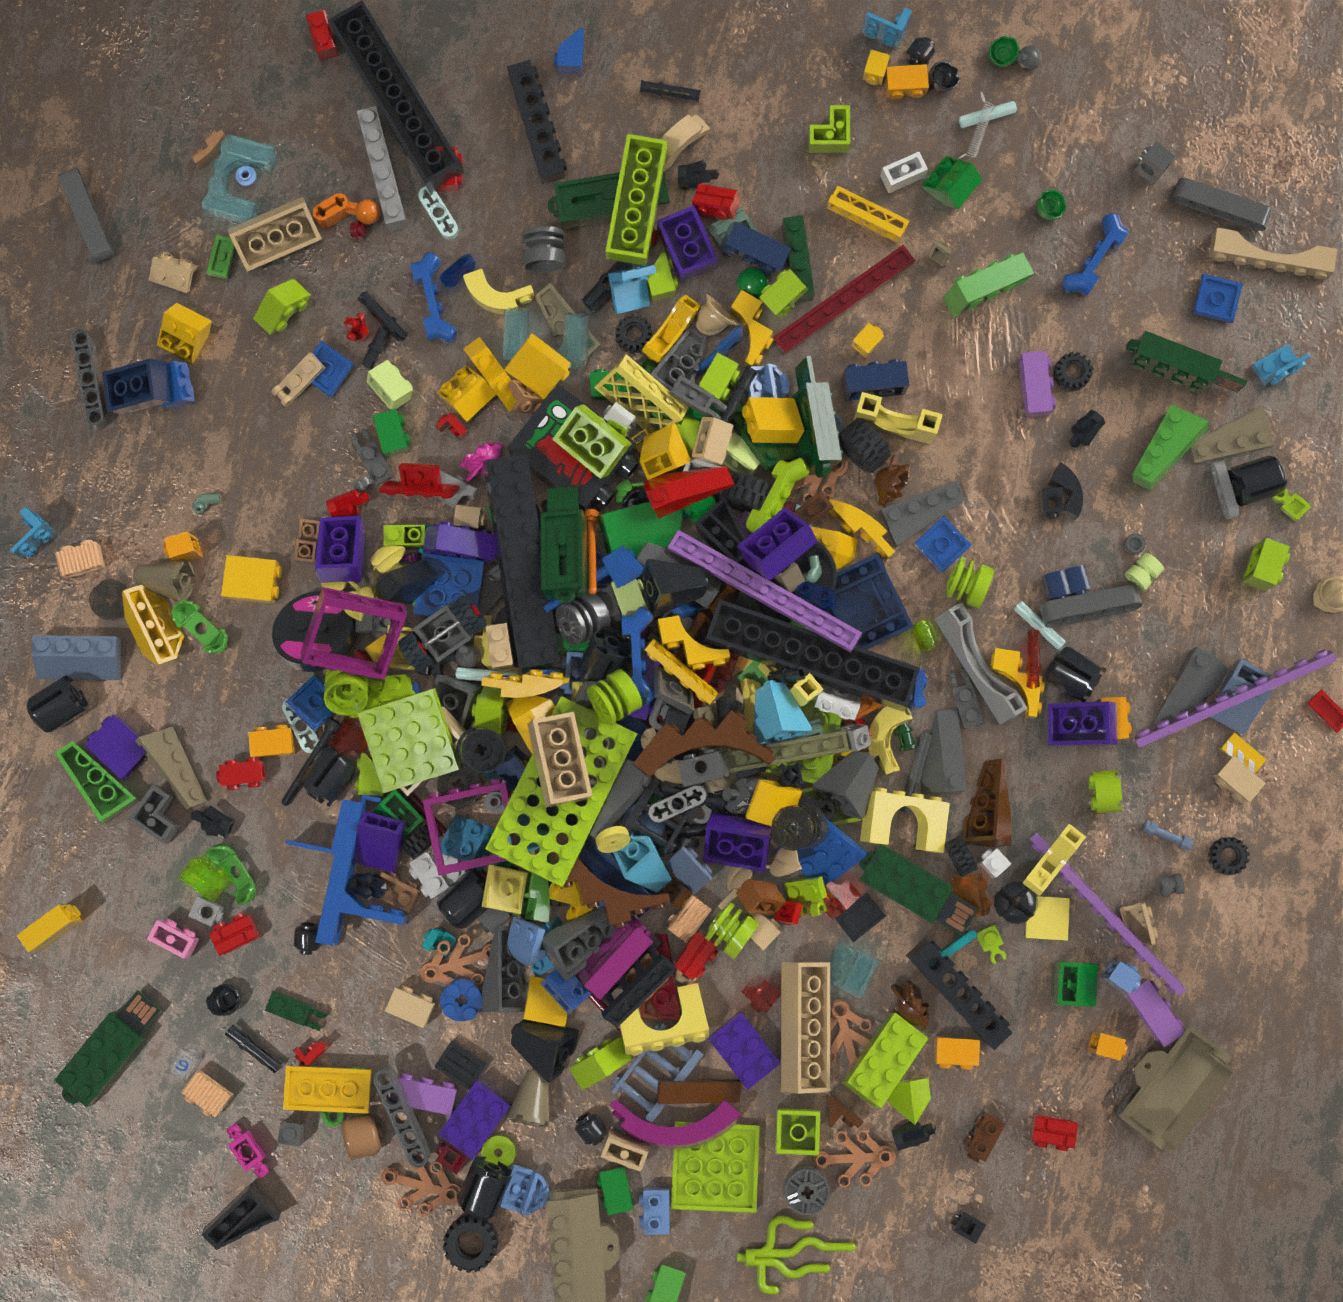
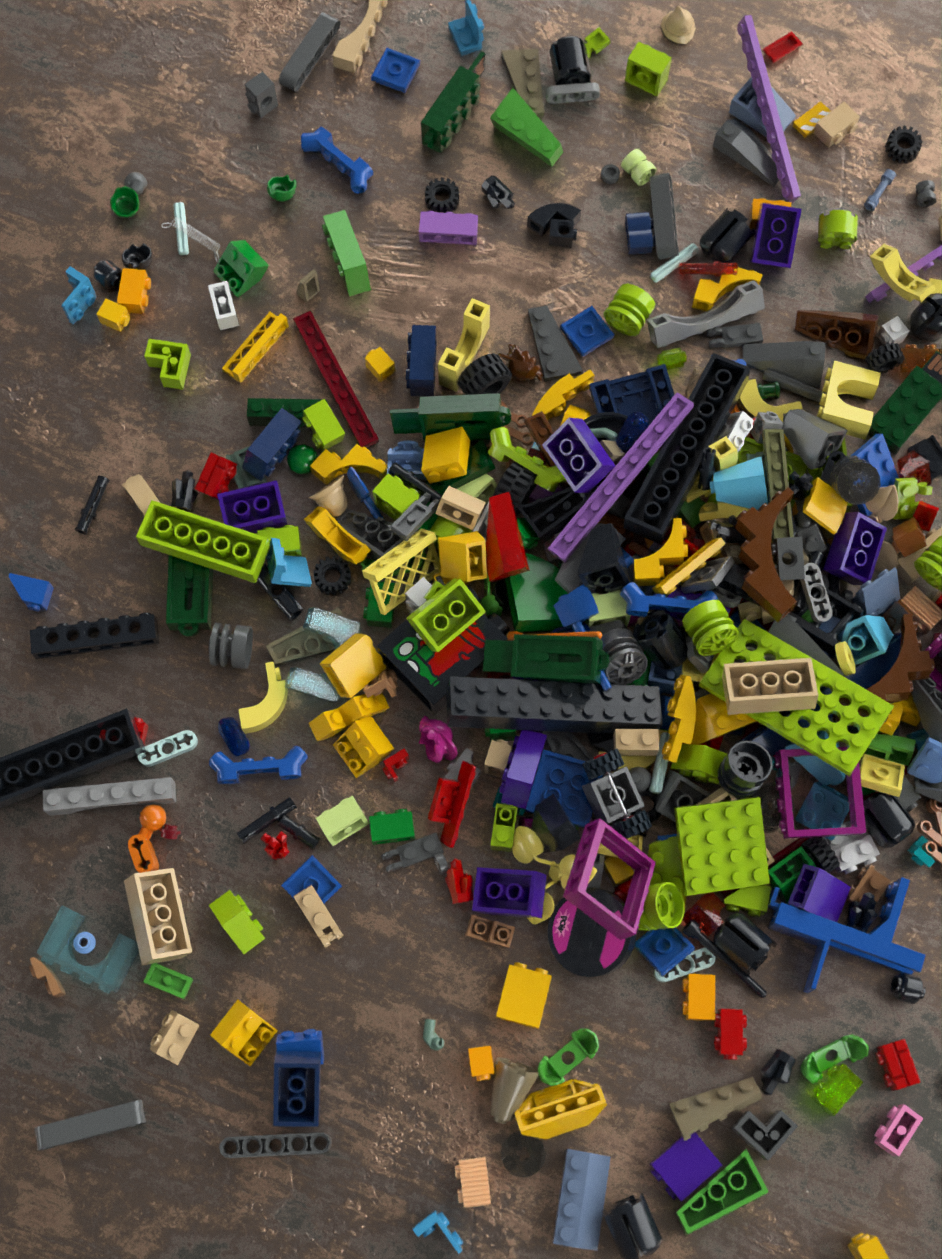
camera: 80 degrees left, 10 degrees down
(197, 911) = (864, 1098): light grey brick -> none

